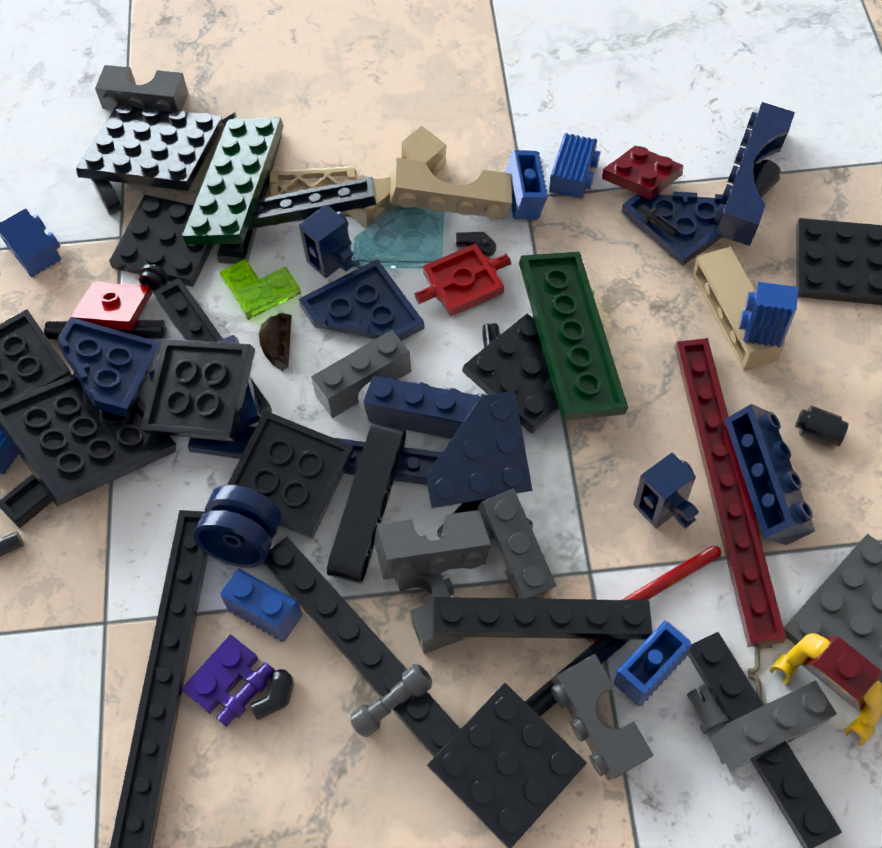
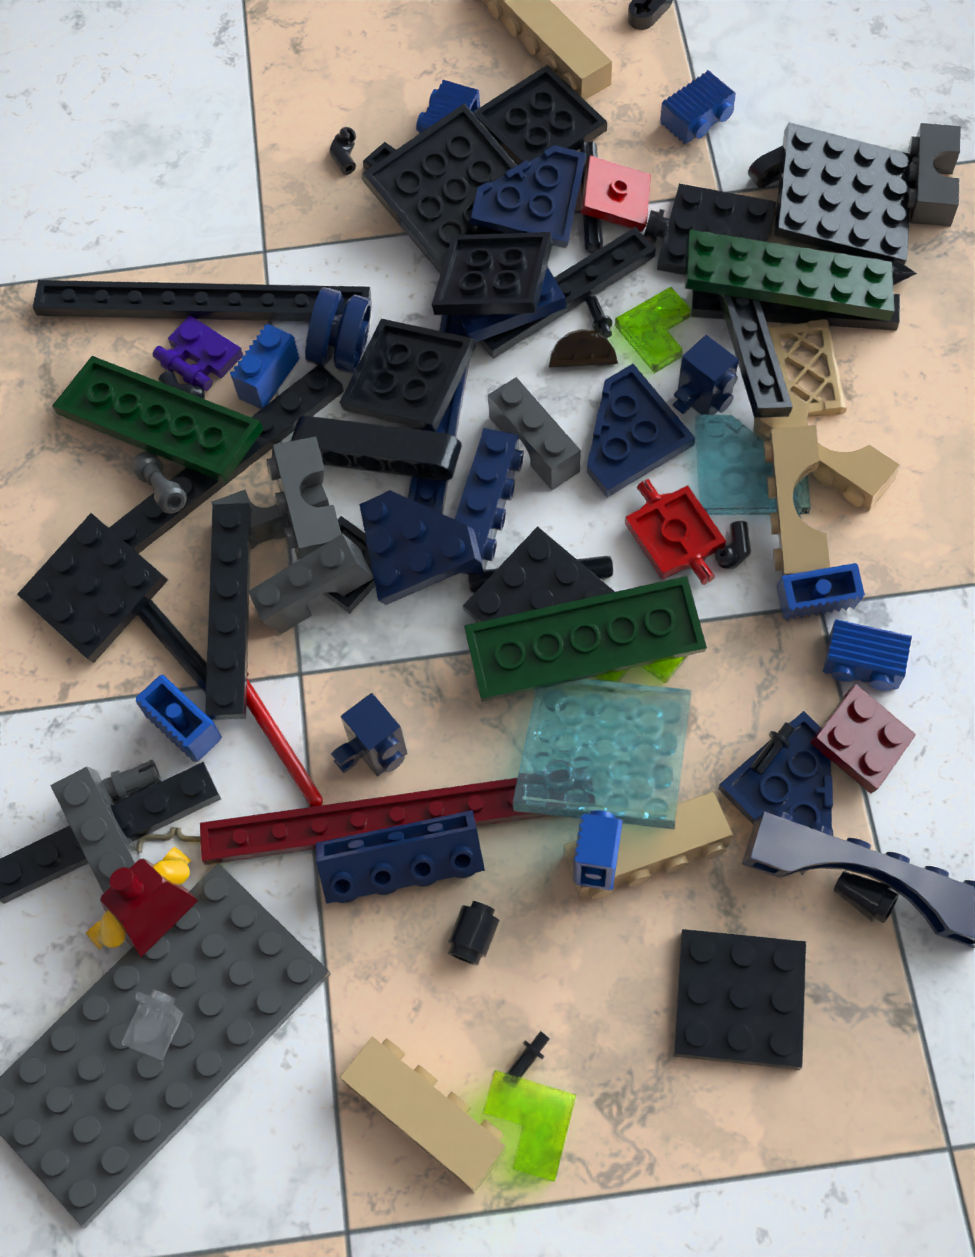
camera: 90 degrees right, 5 degrees up
(246, 325) = (601, 321): none -> black piece
(311, 711) = (158, 418): none -> dark green plate
(612, 749) = (98, 680): dark grey arch -> none
(670, 324) = (605, 751): none -> clear light blue plate

